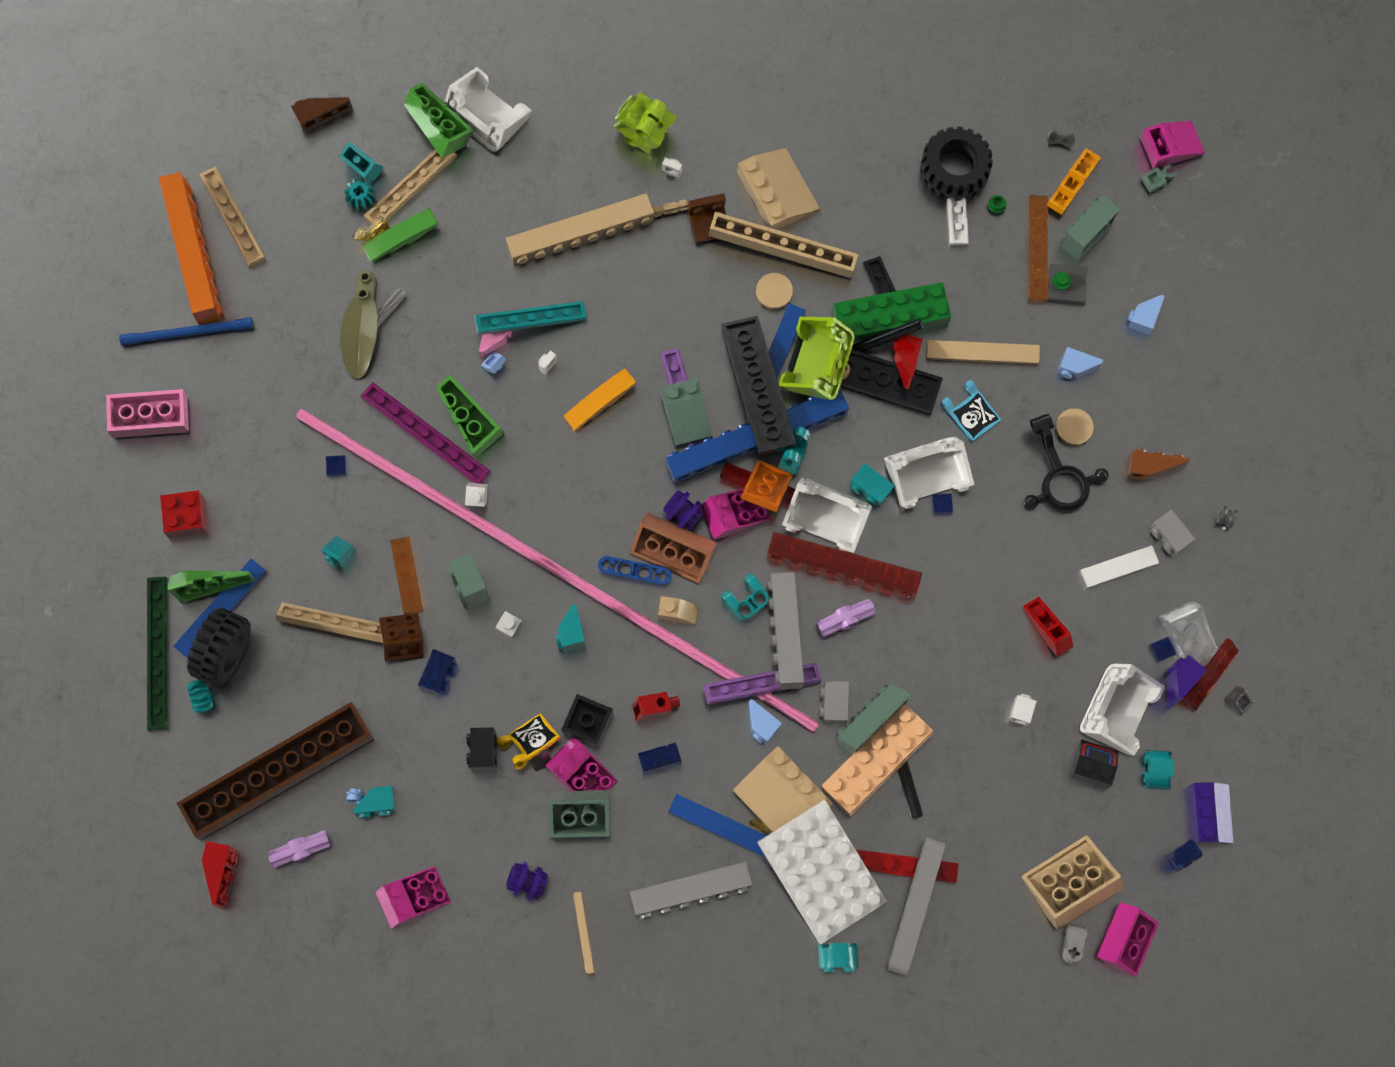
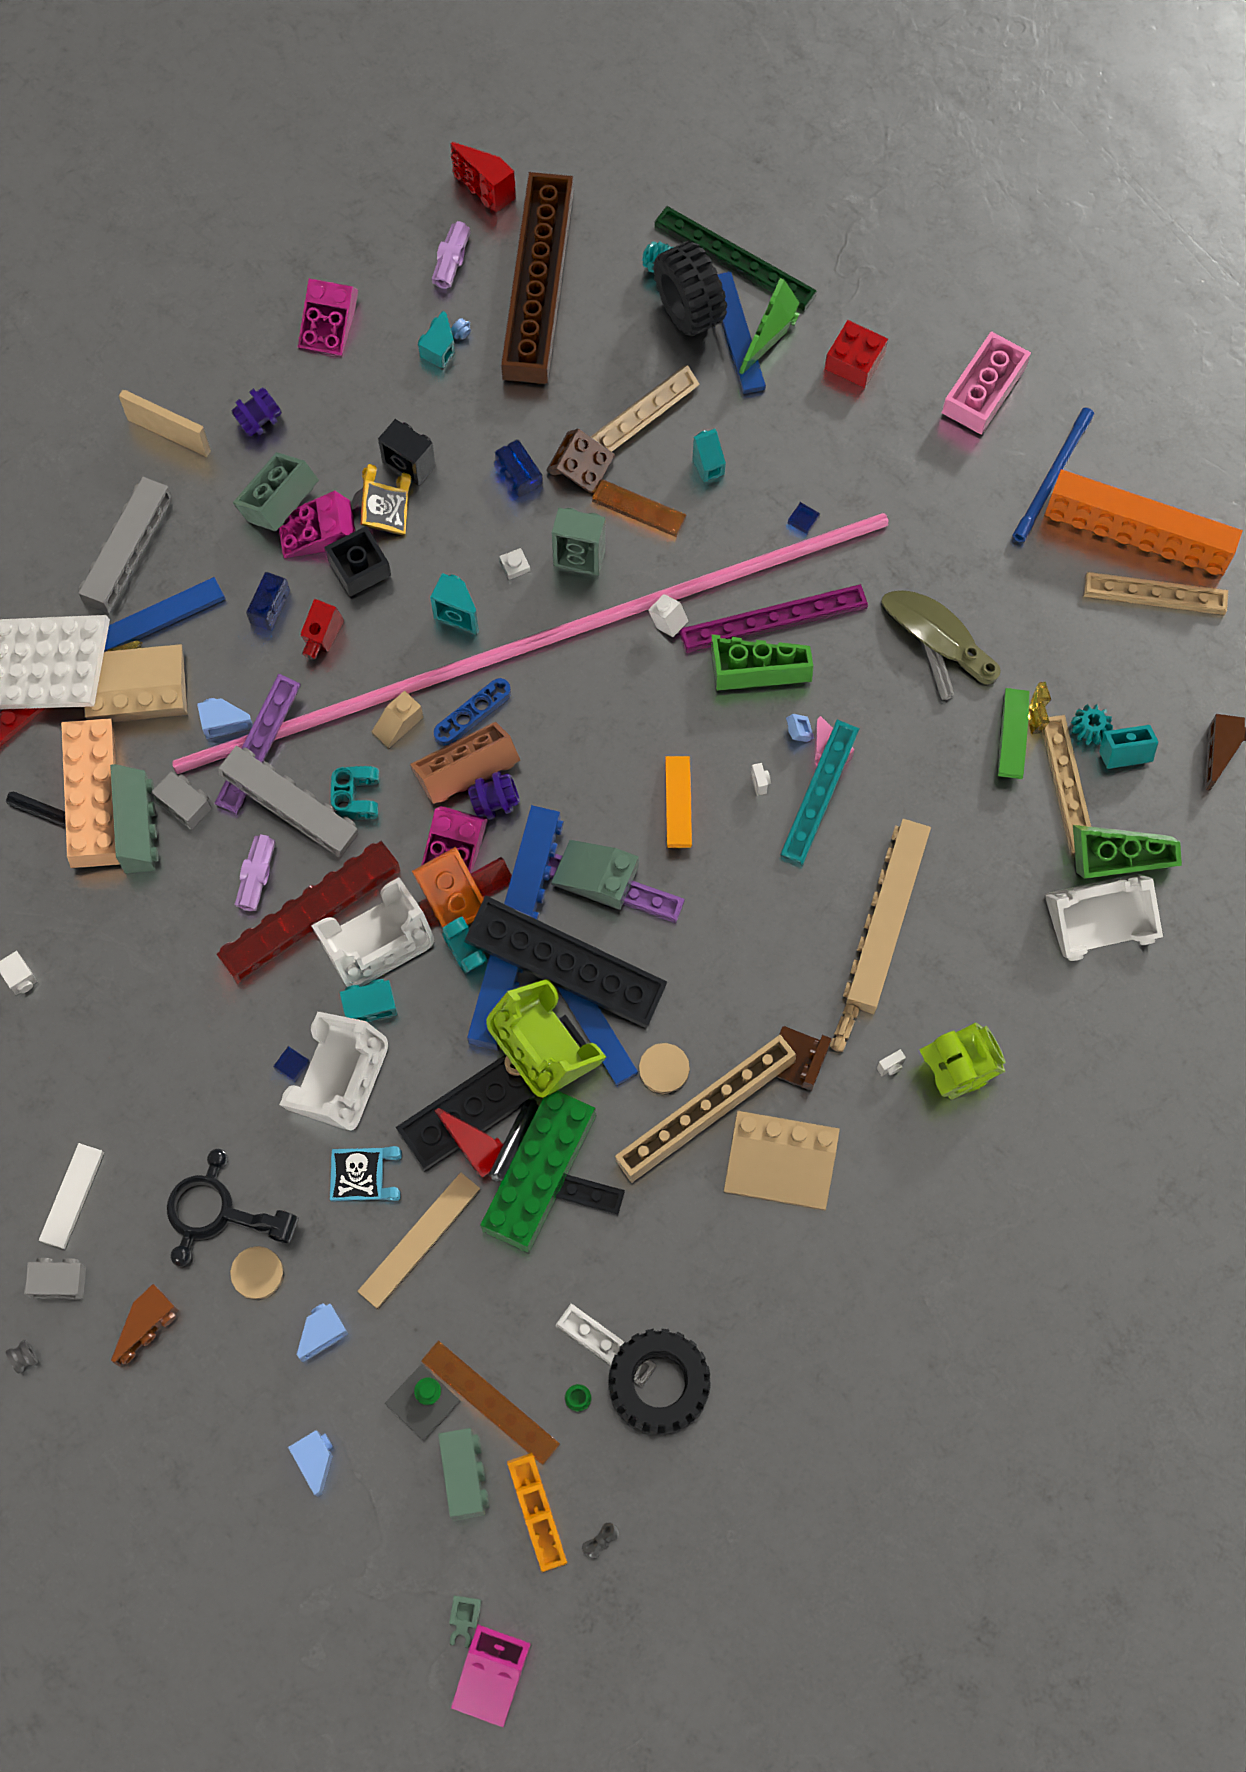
camera: 130 degrees right, 5 degrees down
(1049, 626) = (74, 1067): red slope -> none

